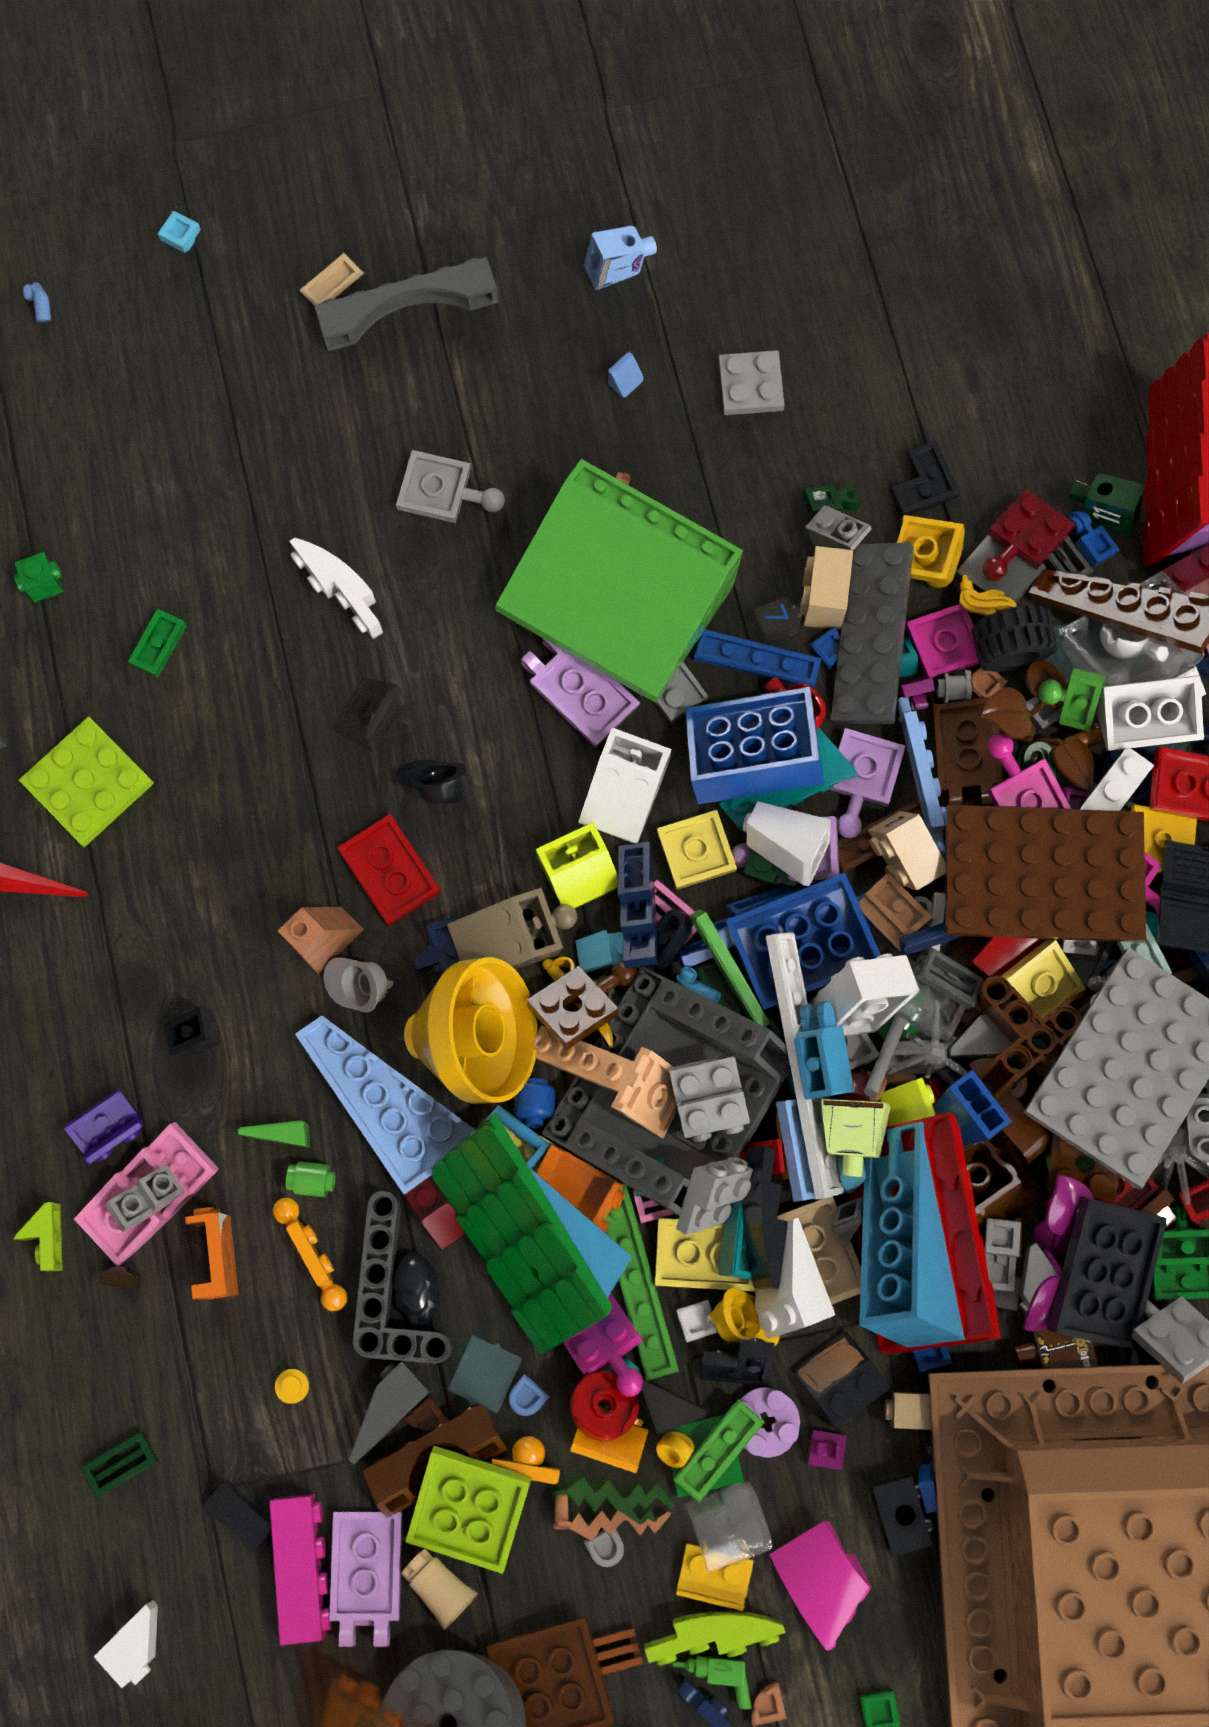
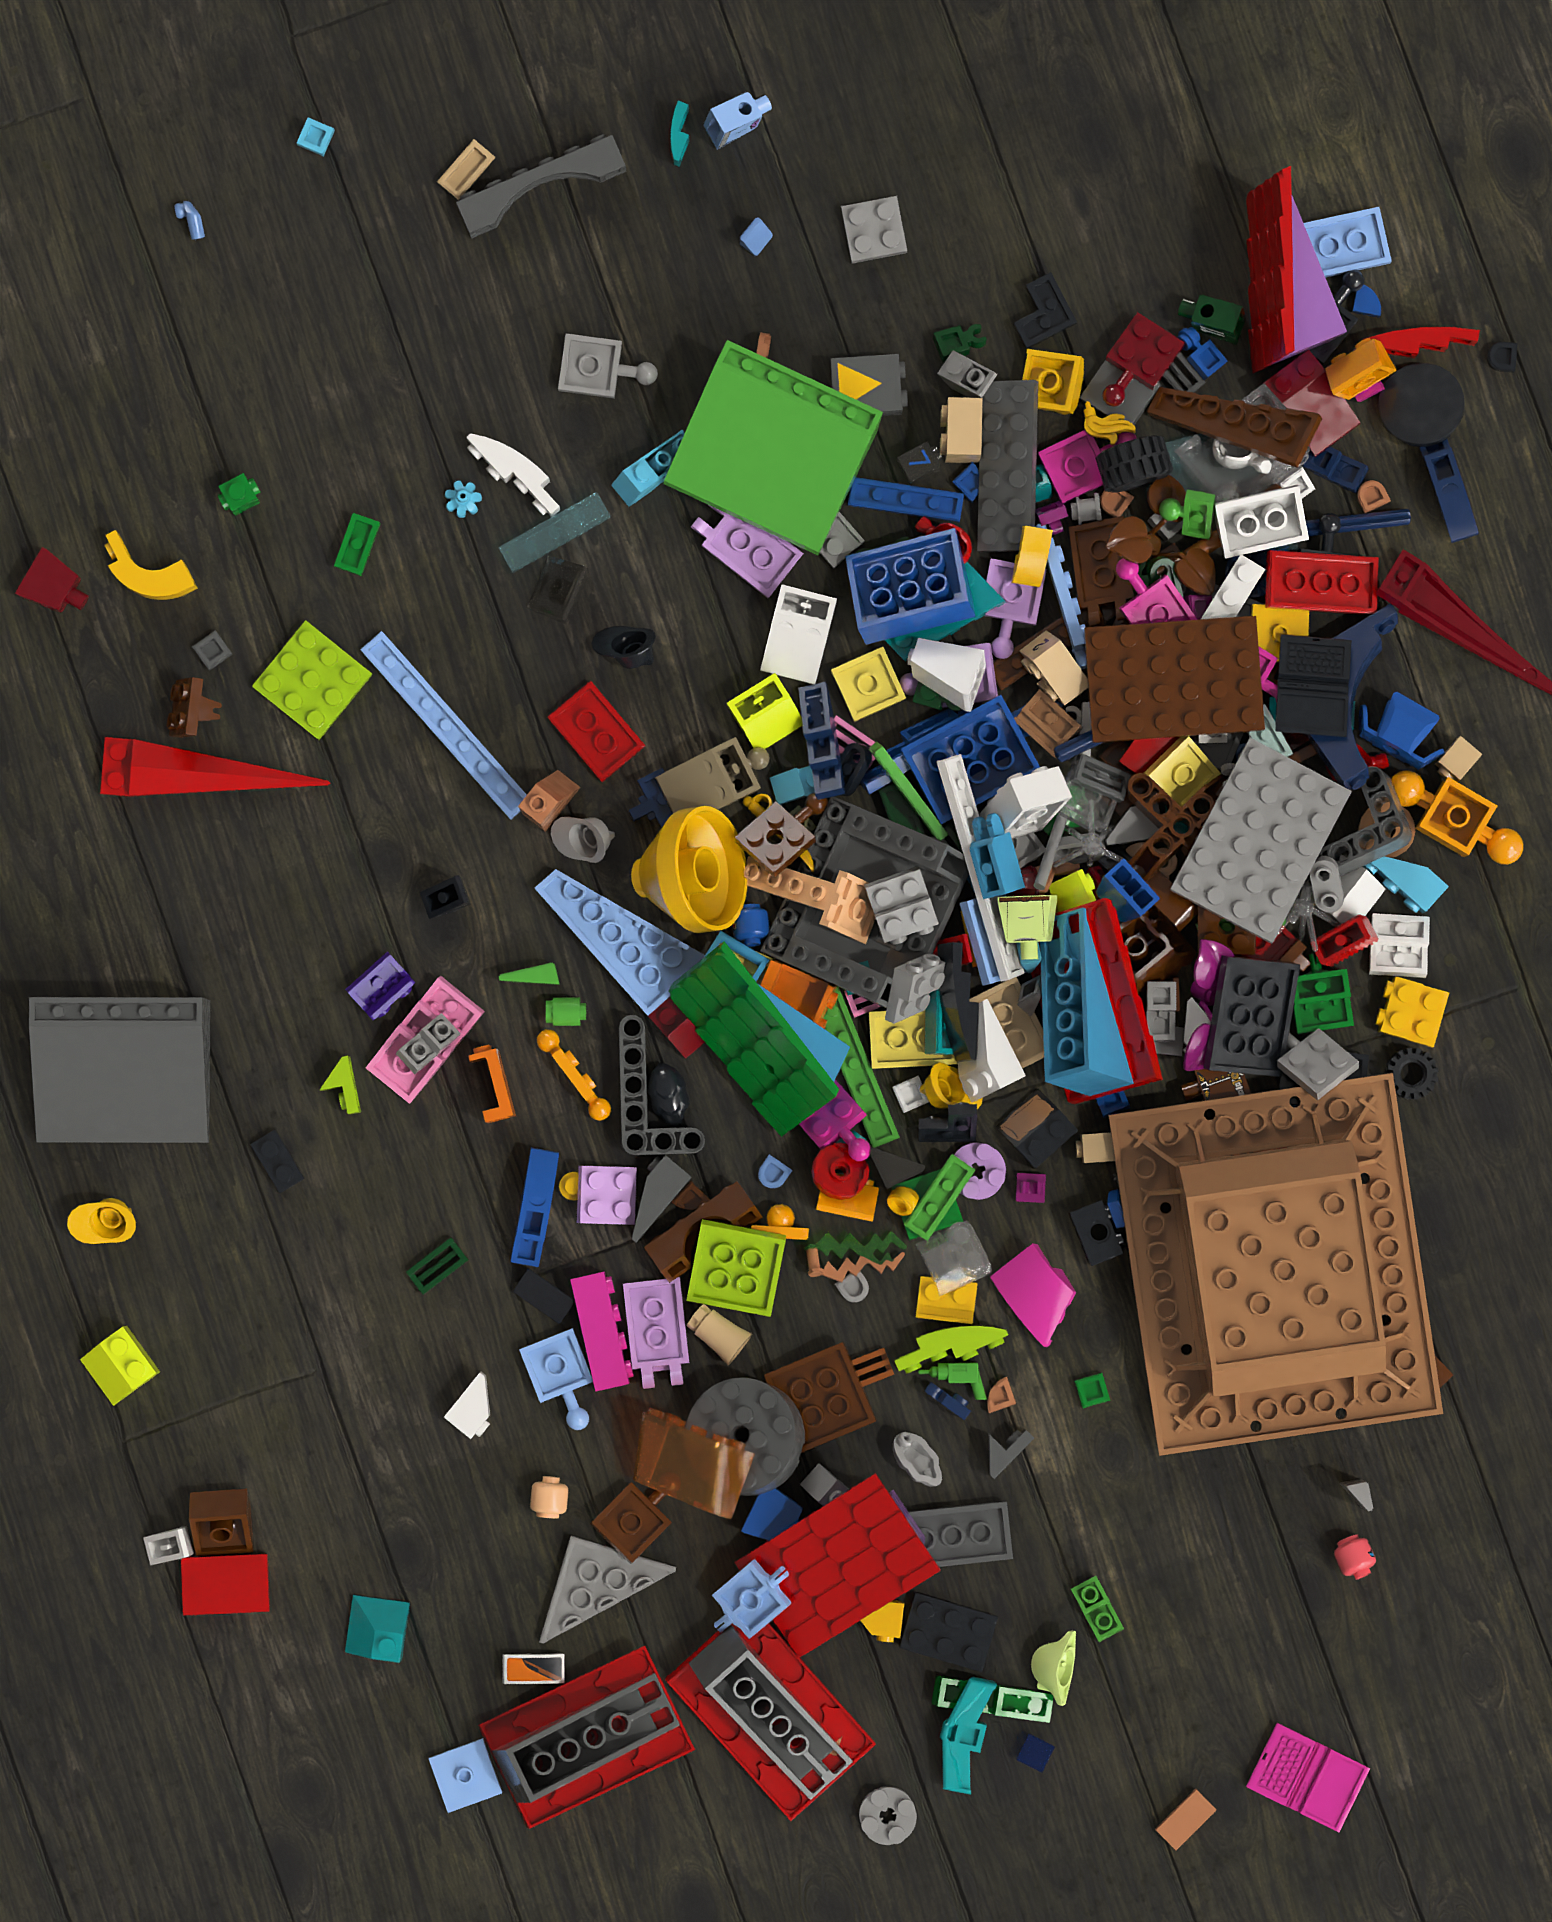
camera: 10 degrees left, 10 degrees up
(120, 1277) = (414, 1112): dark brown tile -> none
(221, 841) = (445, 724): none -> light blue tile
(239, 1610) = (557, 1369): none -> light blue plate
(241, 1407) = (535, 1207): none -> blue slope
(279, 609) = (464, 504): none -> medium azure plant
(328, 1402) = (606, 1195): none -> lavender plate
(372, 653) = (554, 532): none -> clear light blue tile
(475, 601) = (647, 472): none -> medium azure slope
(485, 1373) = (735, 1157): clear light blue piece -> none
(556, 267) = (679, 140): none -> teal slope
(688, 980) = (873, 804): dark azure arm -> none
(741, 525) = (872, 381): none -> dark grey brick
(892, 727) = (1032, 556): none -> yellow slope

